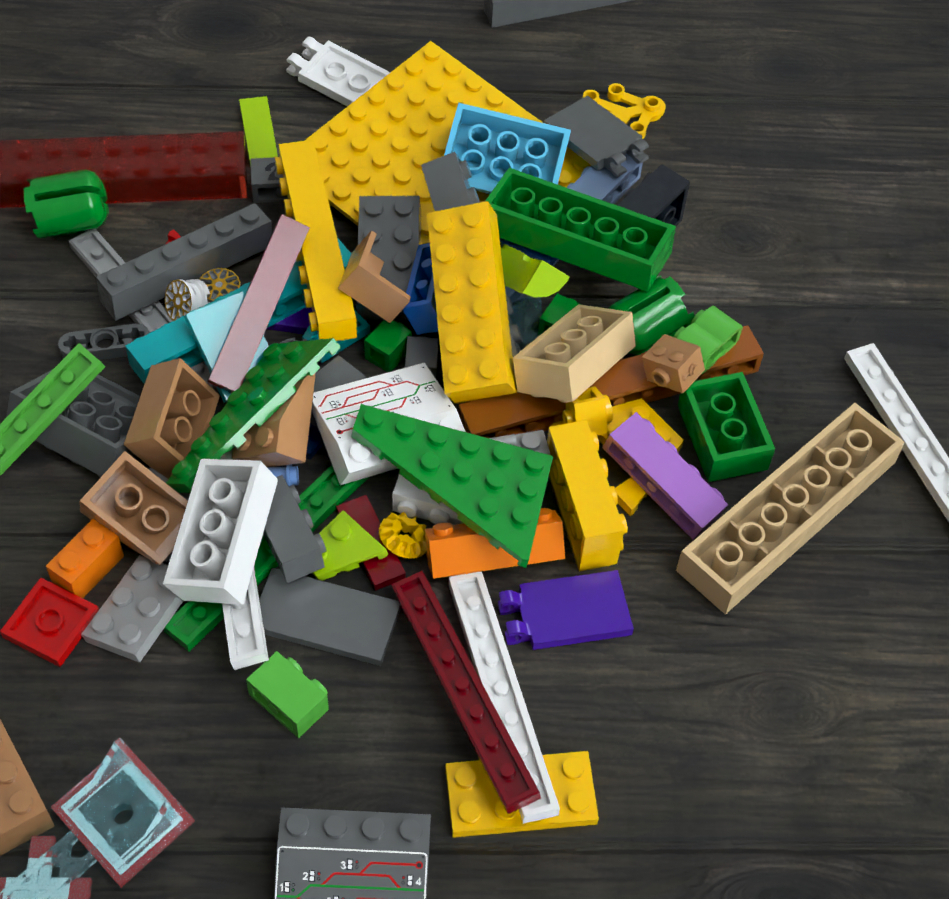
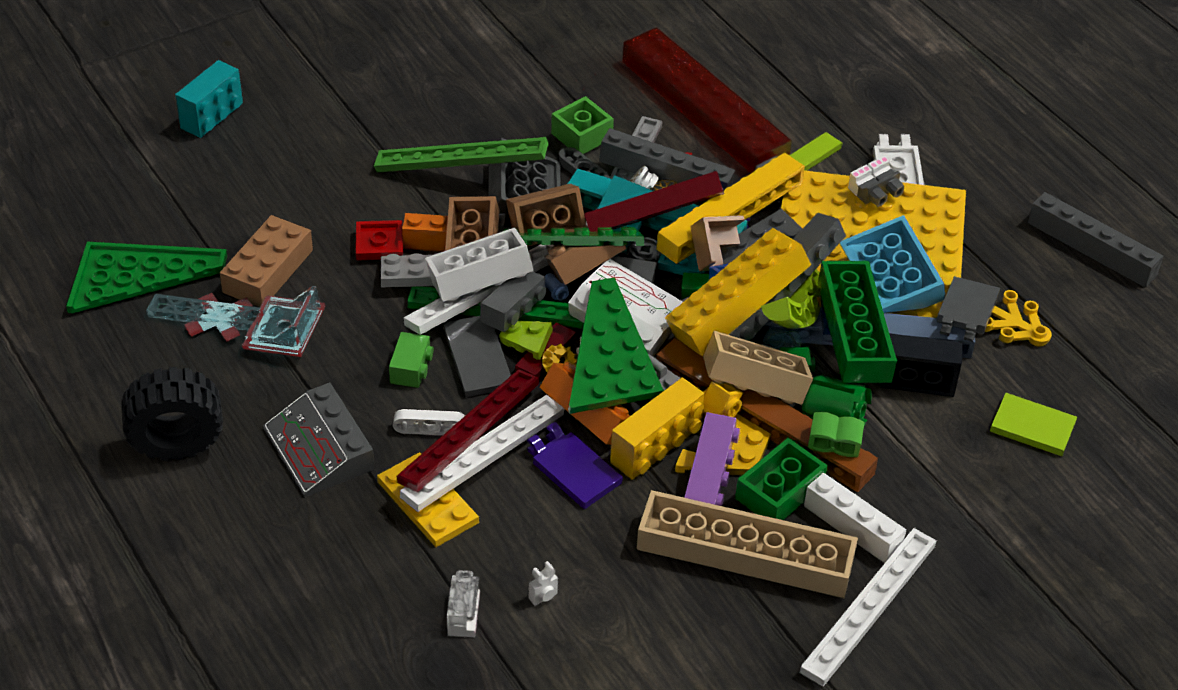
camera: 60 degrees right, 10 degrees down
(43, 303) = (581, 125): none -> bright green brick
(66, 203) = (658, 94): green cylinder -> none
(372, 99) = (874, 182): none -> dark grey hips
(405, 727) = (449, 419): none -> white beam
(673, 363) = (794, 421): medium nougat head -> none
(718, 831) = (463, 604): none -> clear hips
(739, 736) = (544, 585): none -> white plate
(761, 181) = (1033, 424): none -> lime tile
(811, 390) = (854, 517): none -> white brick

